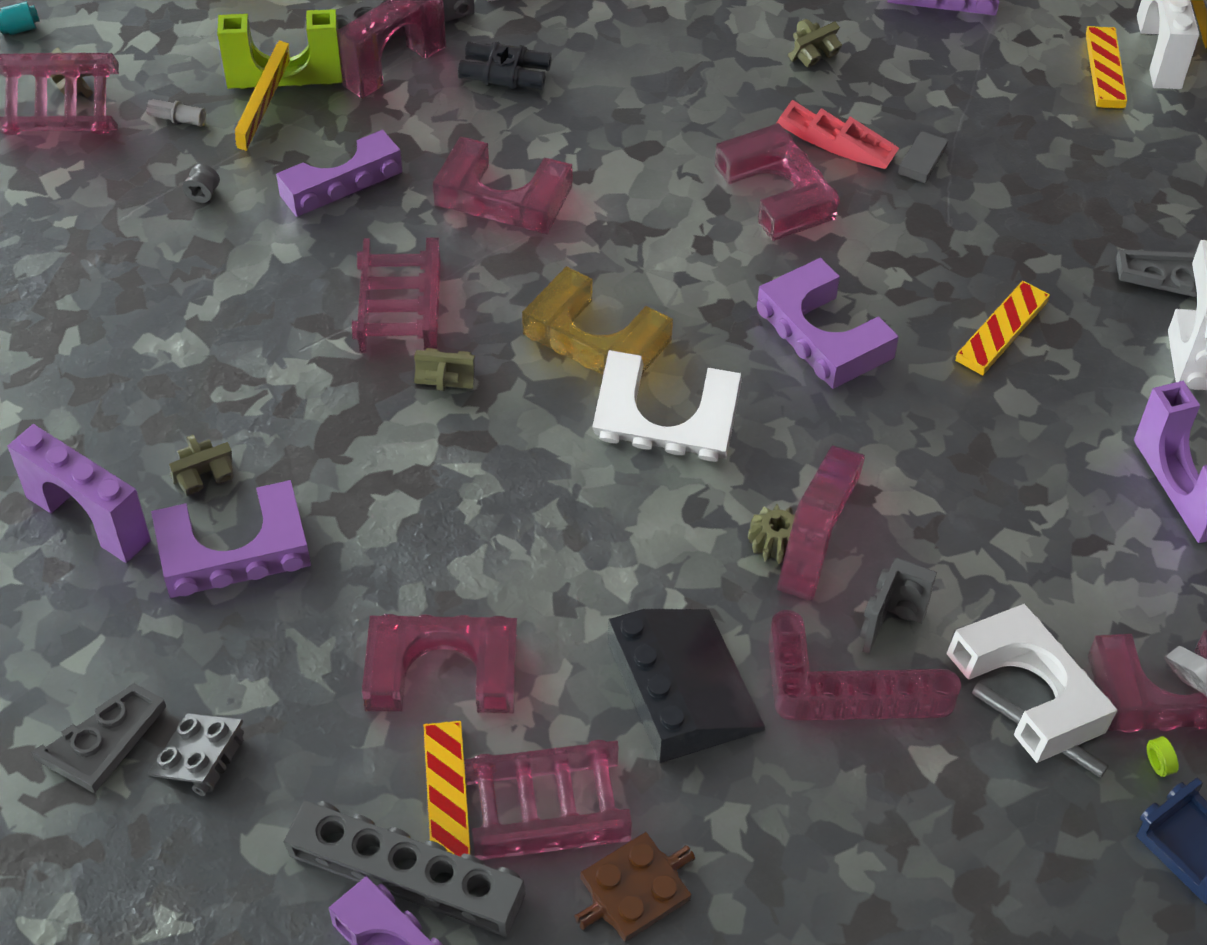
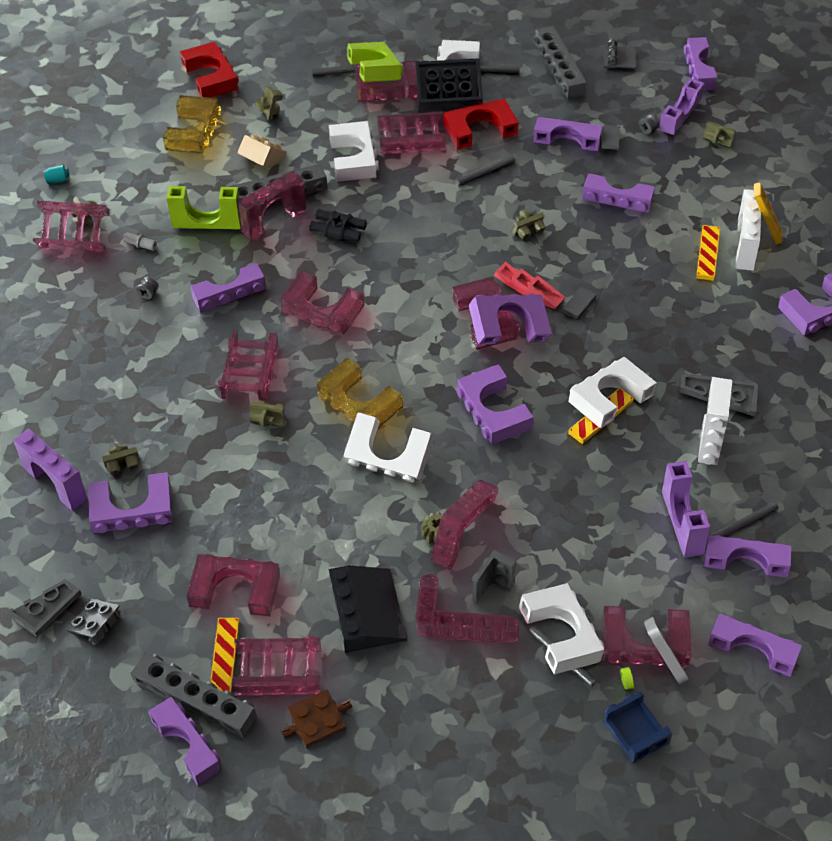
camera: 10 degrees right, 0 degrees up
(262, 95) = (190, 235): yellow tile -> none
(848, 165) = (527, 307): none -> medium lavender arch
(1023, 258) = (619, 374): none -> white arch

